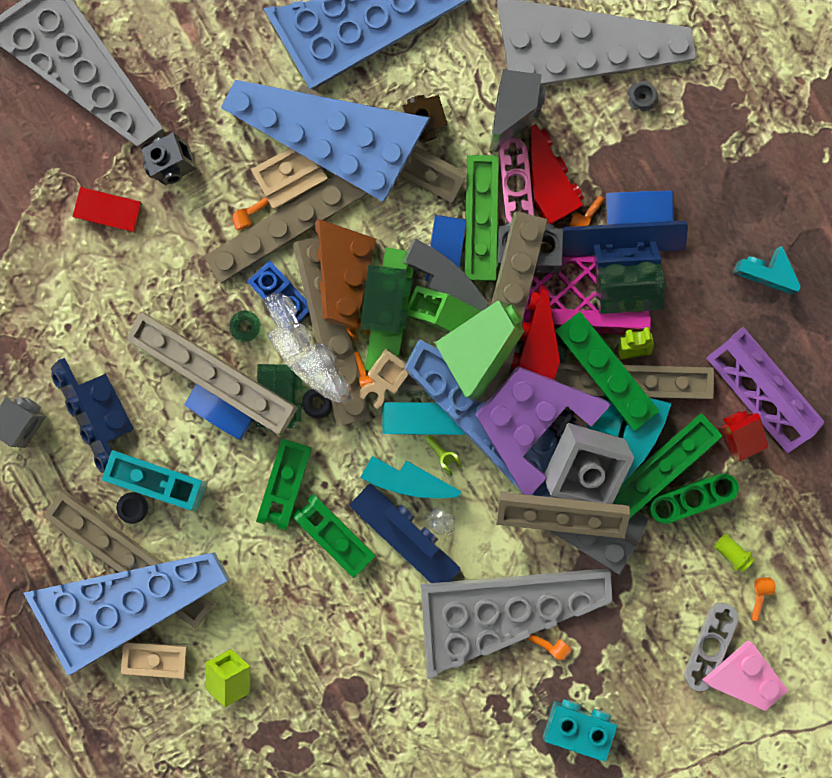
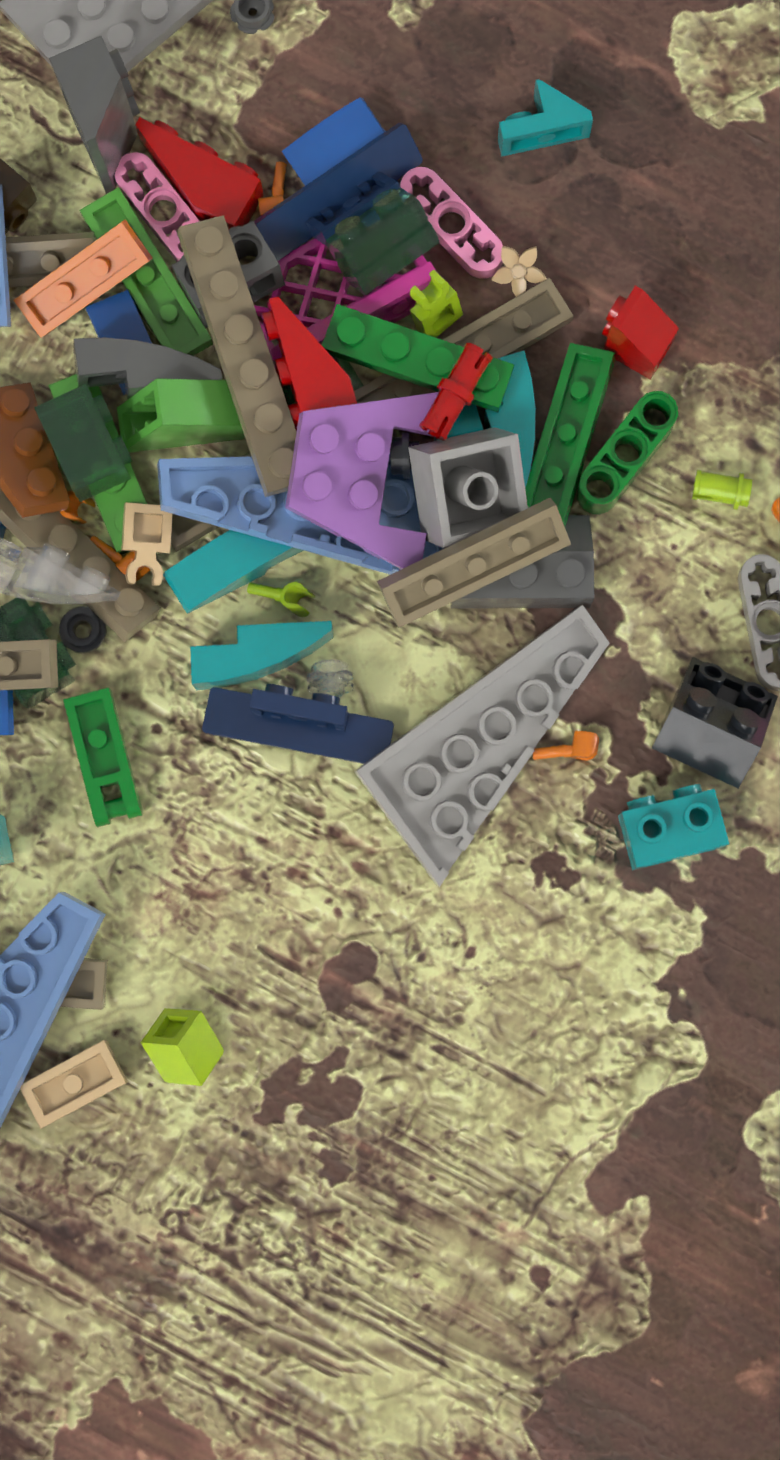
camera: 25 degrees left, 5 degrees down
(334, 536) = (209, 782): green plate -> none
(444, 199) = (83, 278): none -> orange plate
(481, 347) = (238, 413): slope -> none
(615, 409) = (455, 391): none -> red pin
(643, 685) = (716, 722): none -> black slope
(690, 318) = (483, 238): none -> bright pink beam
(699, 350) = (518, 269): none -> tan plant
(773, 383) = (635, 252): medium lavender fence -> none

